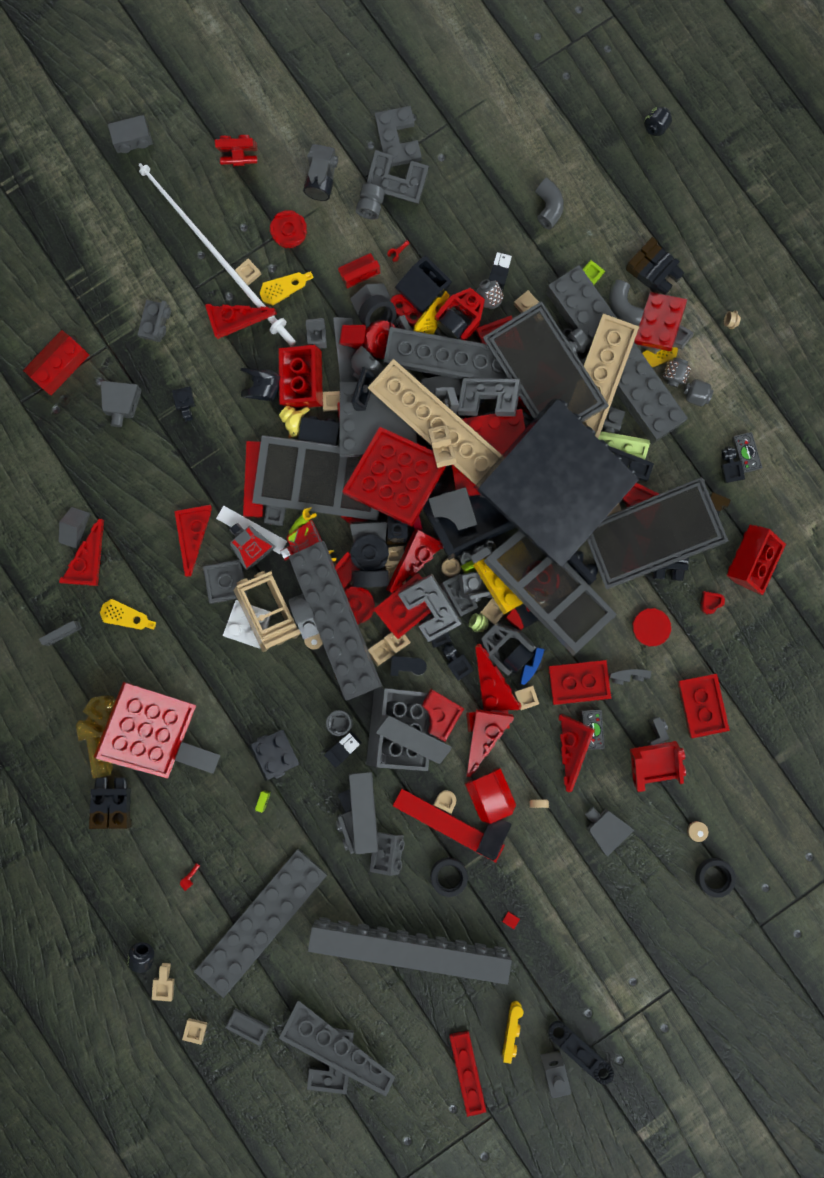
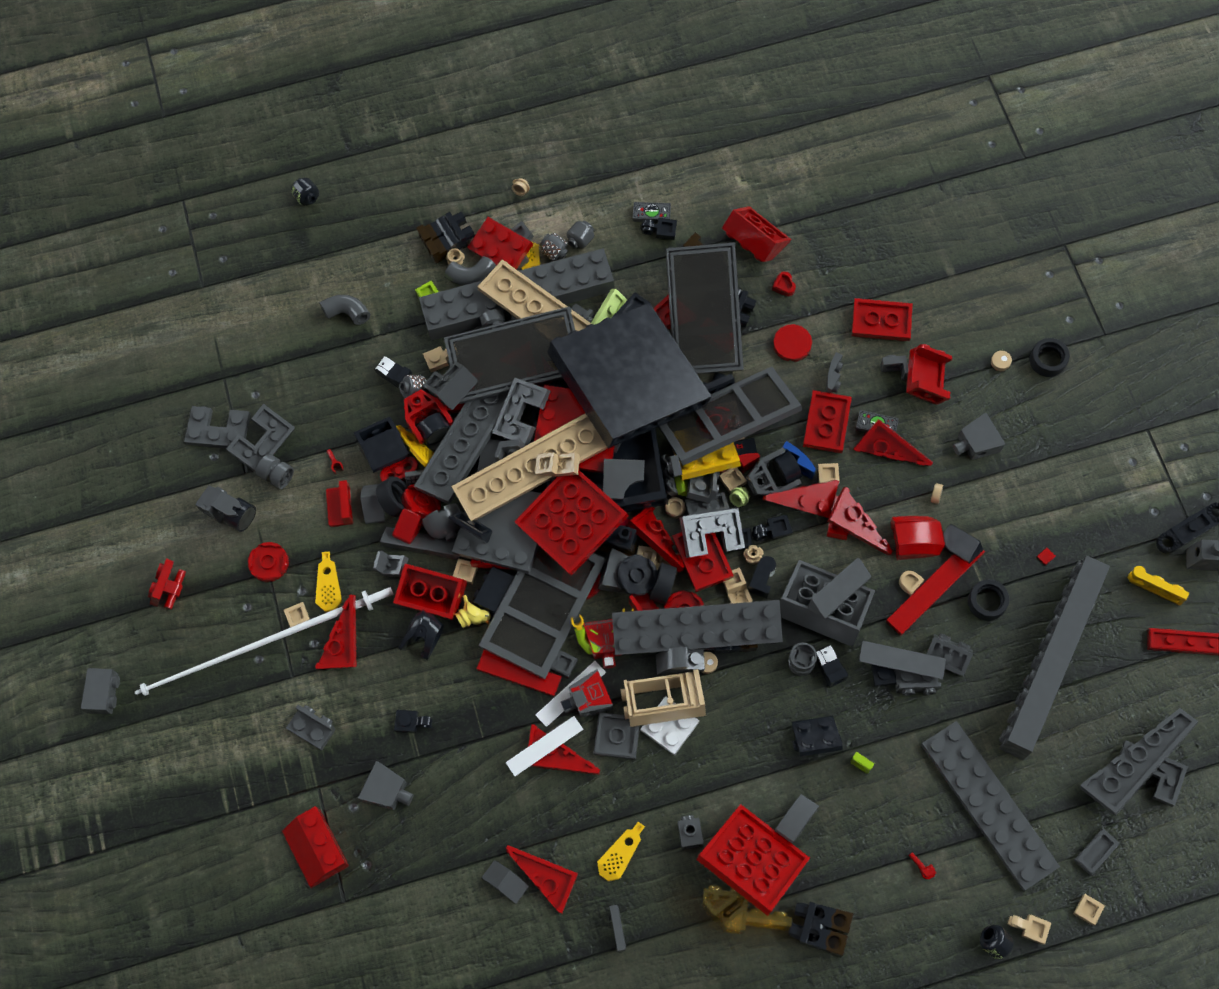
camera: 70 degrees left, 15 degrees down
(157, 669) = (690, 832): none -> dark grey brick
(194, 522) = (544, 746): none -> white sticker
(426, 646) = (749, 557): none -> tan plate
(442, 714) = (821, 558): red tile -> none
(495, 324) = (452, 385): none -> dark grey panel
(639, 281) = (455, 253): none -> tan plate

